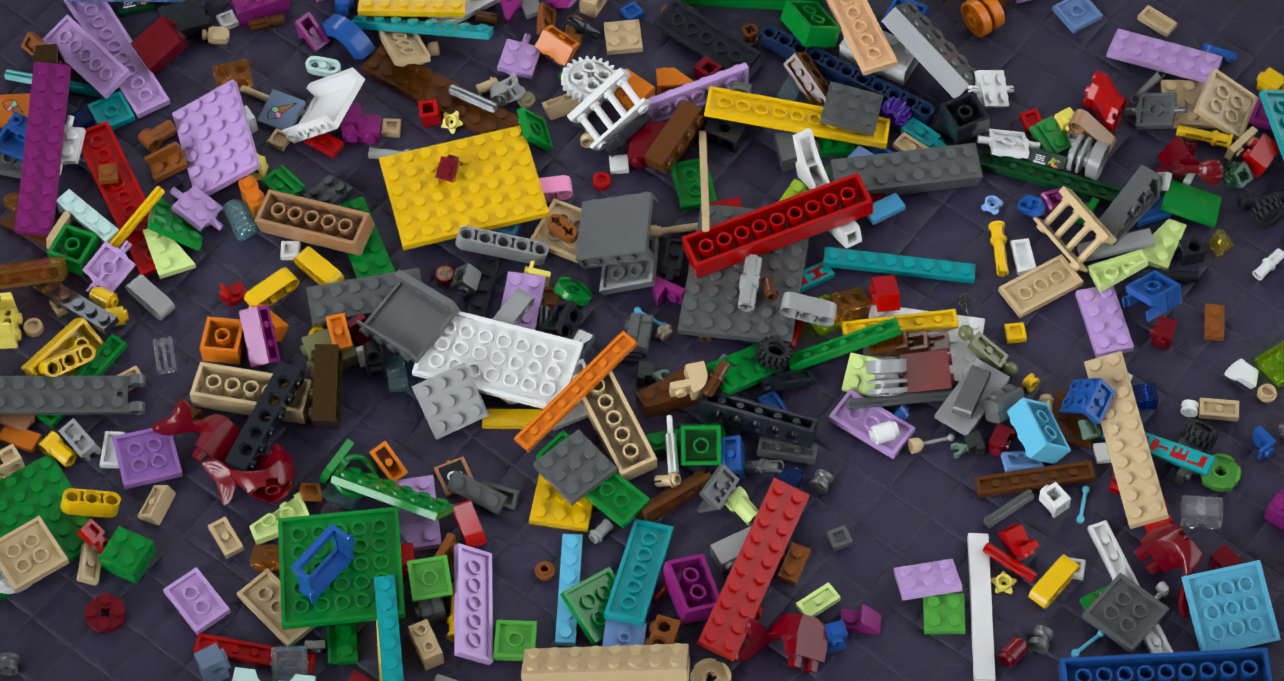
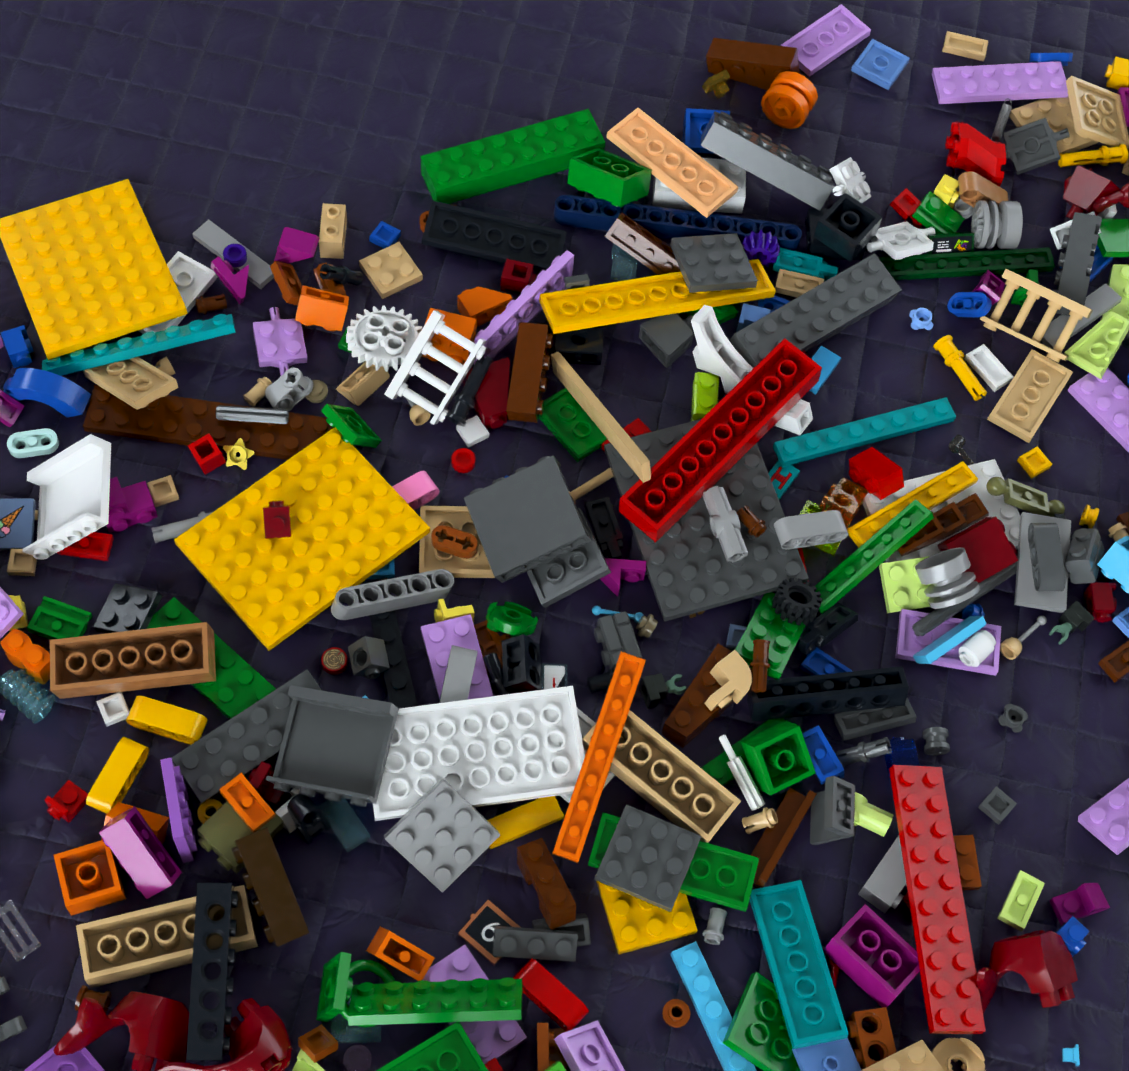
camera: 35 degrees left, 5 degrees up
(294, 320) = (178, 809): none -> medium lavender plate
(502, 458) = (553, 894): none -> reddish brown arch
(746, 30) = (545, 210): reddish brown bush -> none
(867, 419) = (949, 640): none -> medium azure tile
(888, 484) = (1019, 714): none -> dark grey plate

